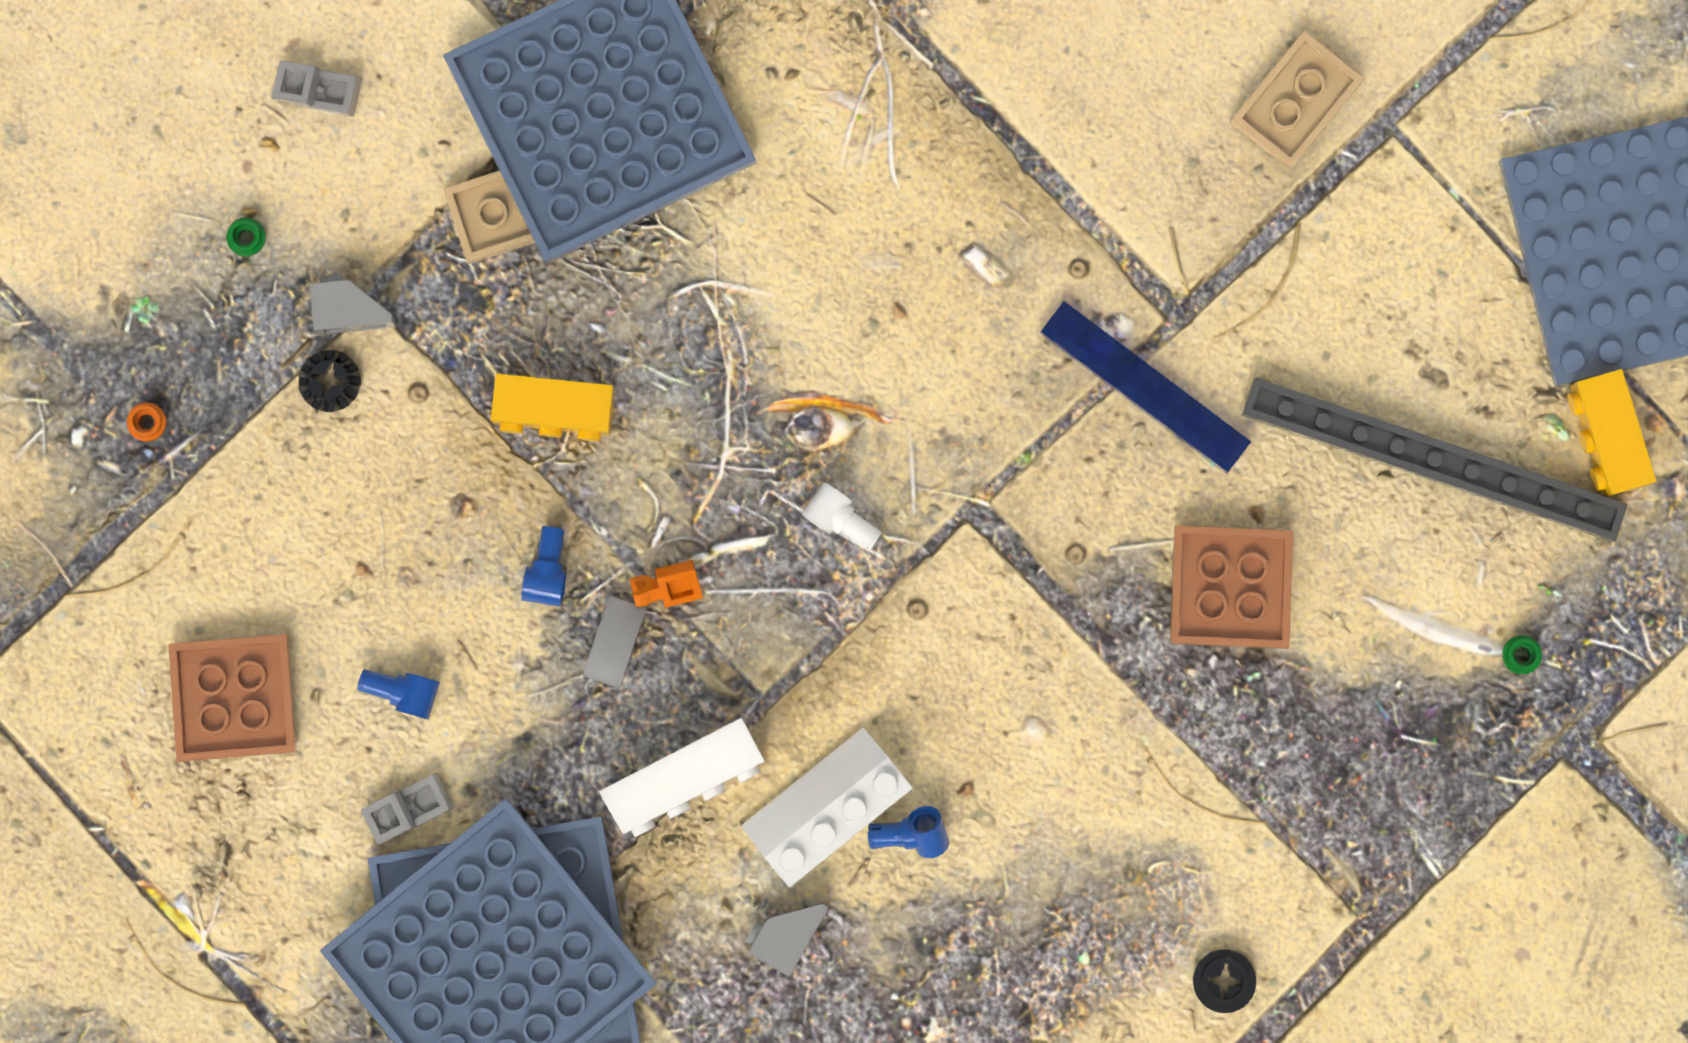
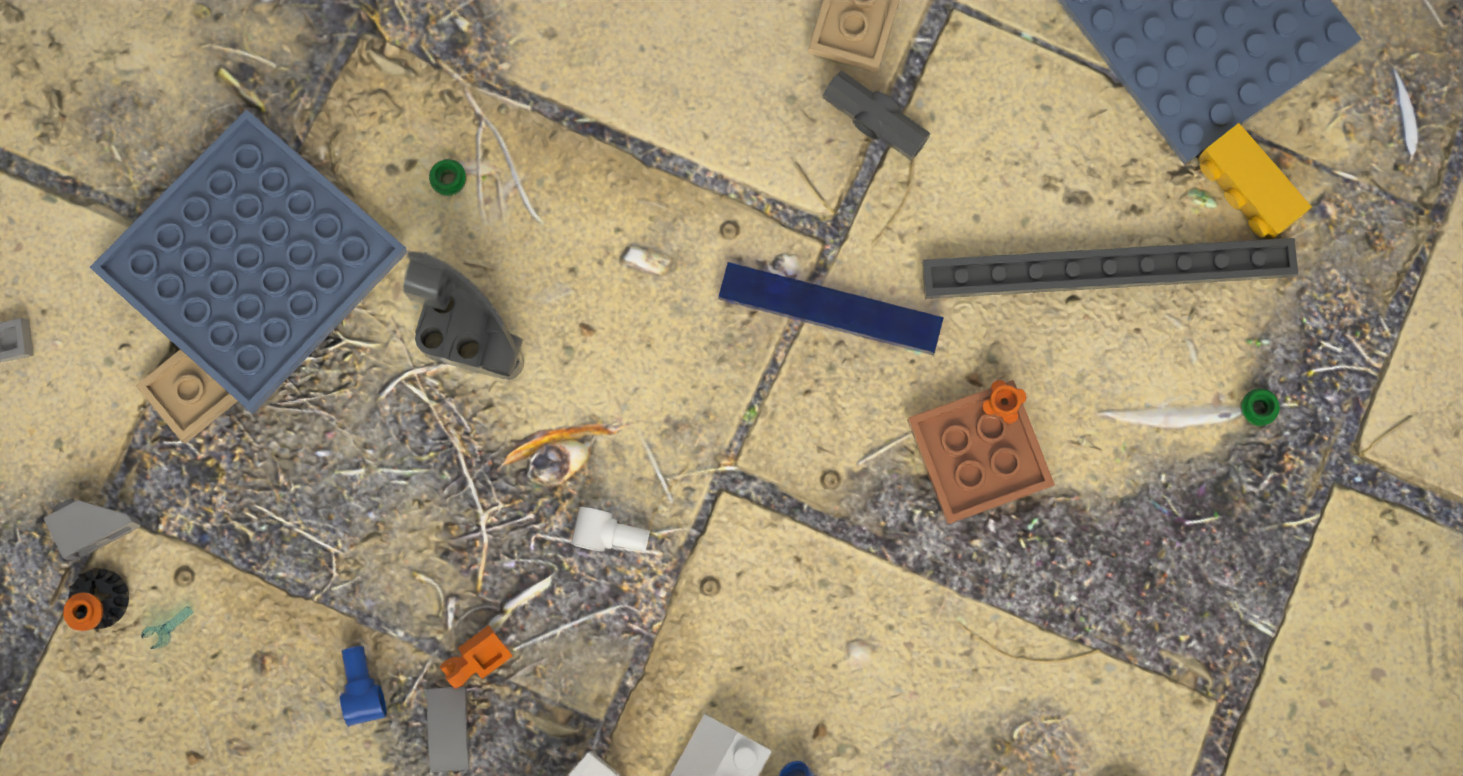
camera: 20 degrees left, 5 degrees down
(324, 395) = (93, 616): none -> orange plate
(385, 436) = (165, 630): none -> clear light blue hand
(552, 406) = (308, 539): yellow brick -> none
(789, 257) = (469, 320): none -> dark grey panel
(823, 92) = (440, 169): none -> green plate
(1263, 548) = (1002, 391): none -> orange plate
(1269, 214) = (876, 115): none -> dark grey piece

